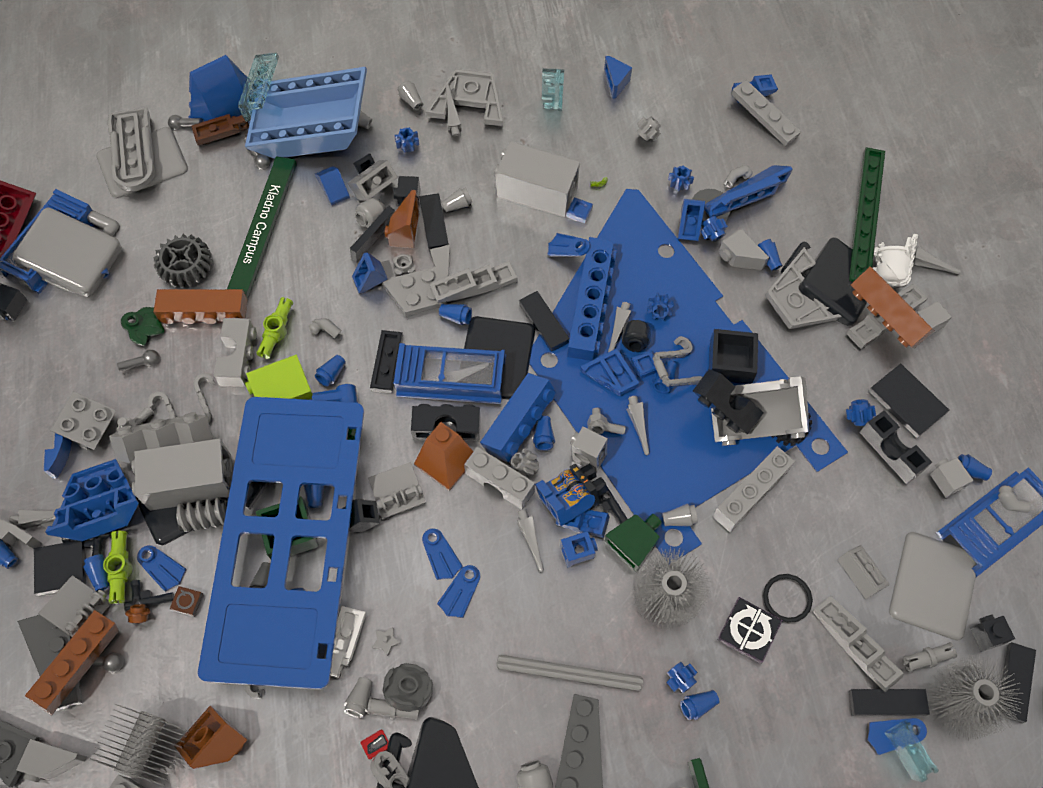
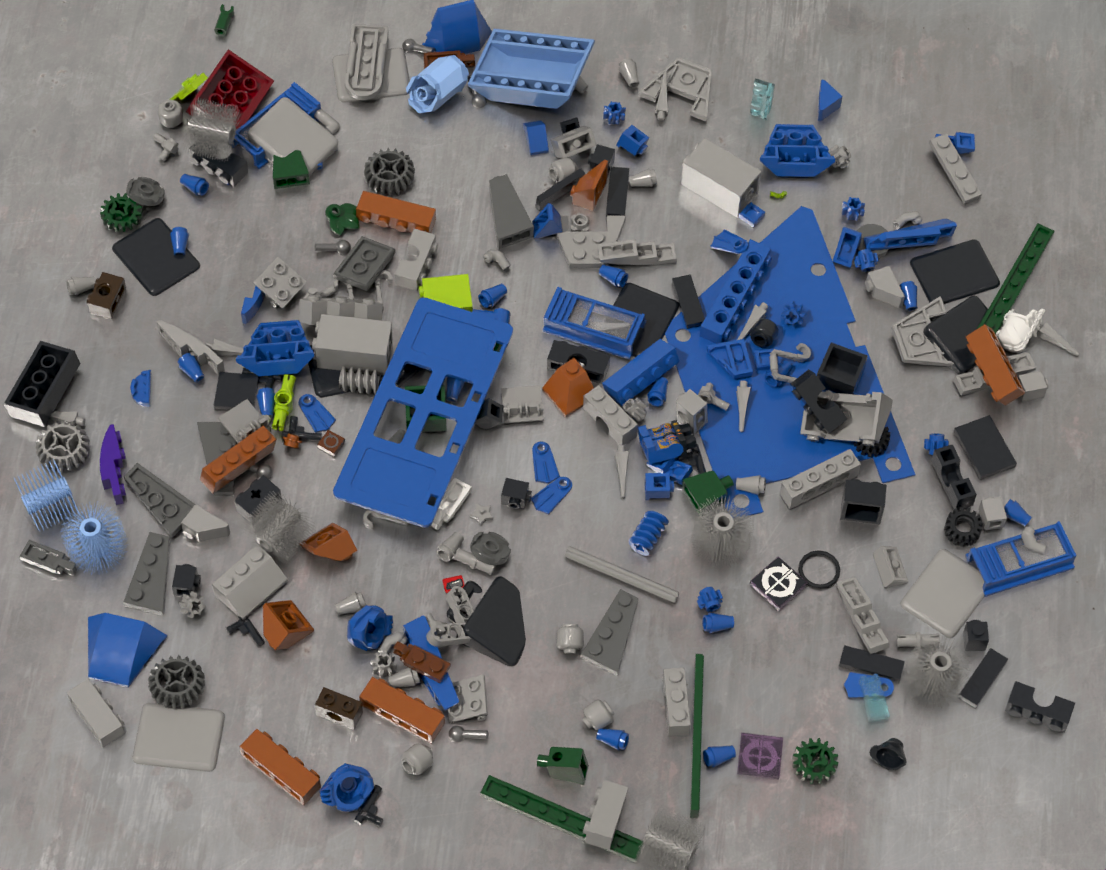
camera: 15 degrees right, 5 degrees down
(67, 287) = (288, 169): none -> dark green torso
(117, 692) = (249, 500): none -> black brick
(177, 371) = (364, 263): none -> dark grey tile
(212, 154) = (437, 84): none -> light blue brick
(259, 74) = (497, 21): clear light blue fence -> none
(262, 225) = (466, 156): dark green tile -> none
(271, 336) = (458, 241): lime pin -> none
(325, 275) = (509, 214): none -> dark grey slope
(386, 361) = (541, 300): black tile -> none
(419, 606) = (515, 493): none -> black brick
(435, 163) = (633, 141): none -> blue brick
(583, 611) = (648, 532): none -> blue piece
(605, 134) = (796, 151): none -> blue wedge
(803, 218) = (955, 272): none -> black piece
(812, 504) = (863, 501): none -> black piece
(933, 492) = (967, 517): none -> black tyre

